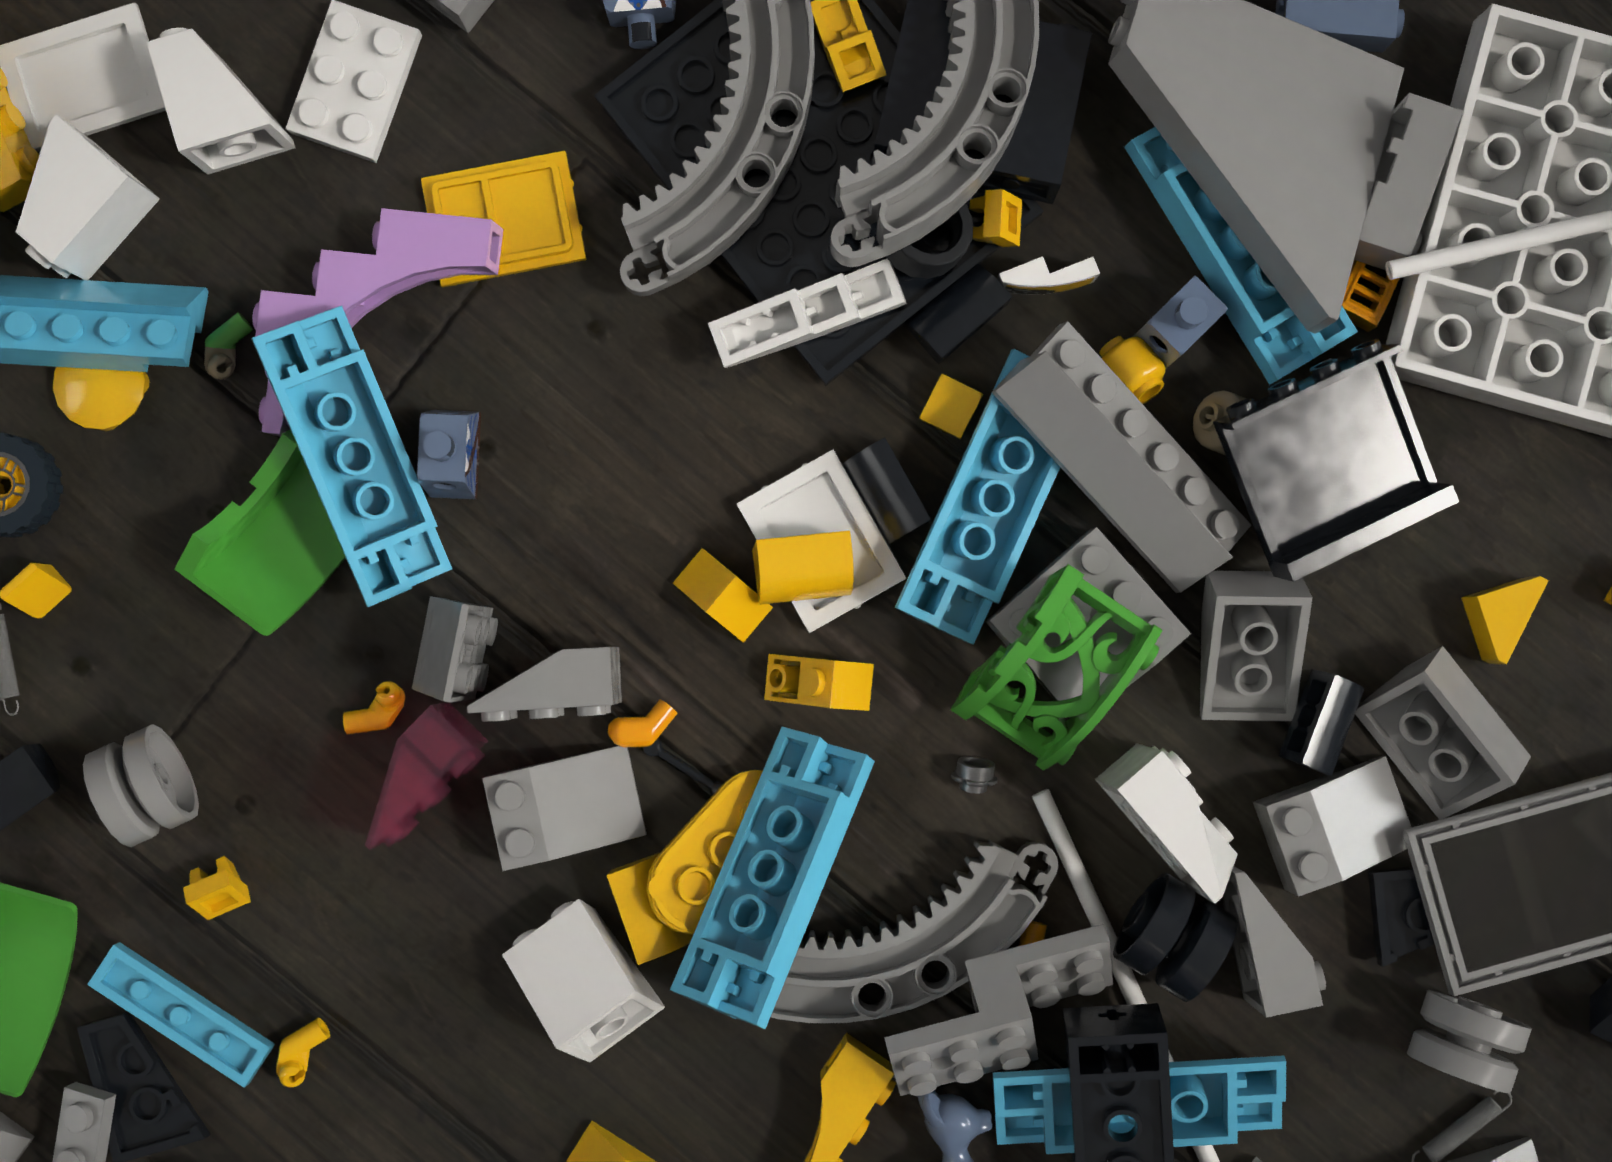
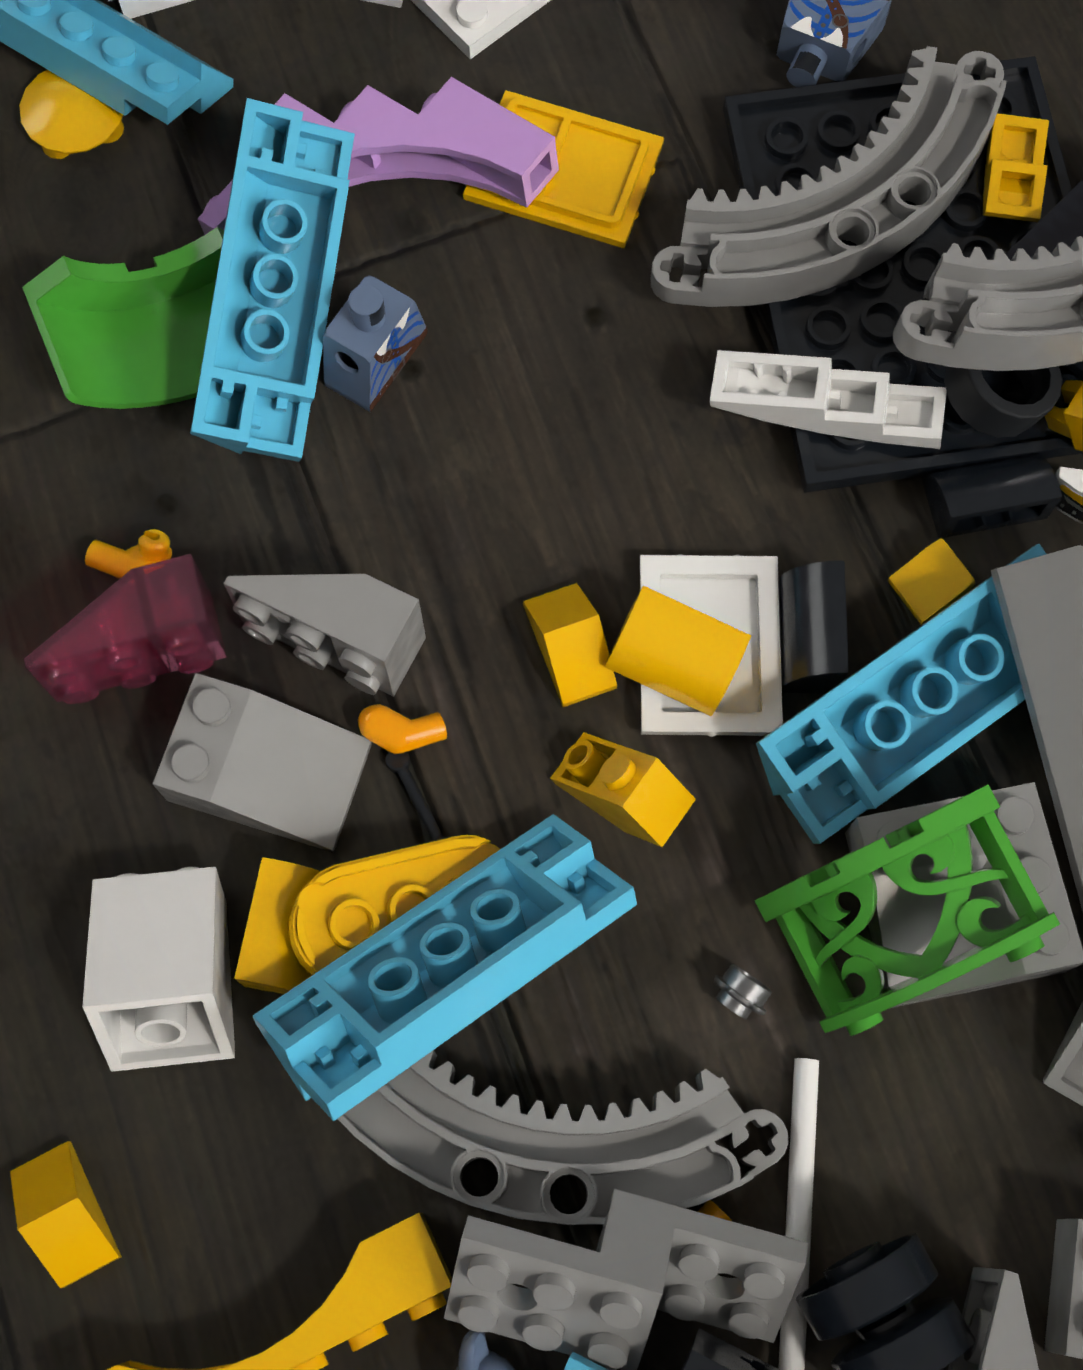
camera: 30 degrees right, 15 degrees down
(221, 346) = (210, 138): arm -> none
(454, 650) = (256, 524): light grey slope -> none
(1165, 809) = (951, 1151): white slope -> none

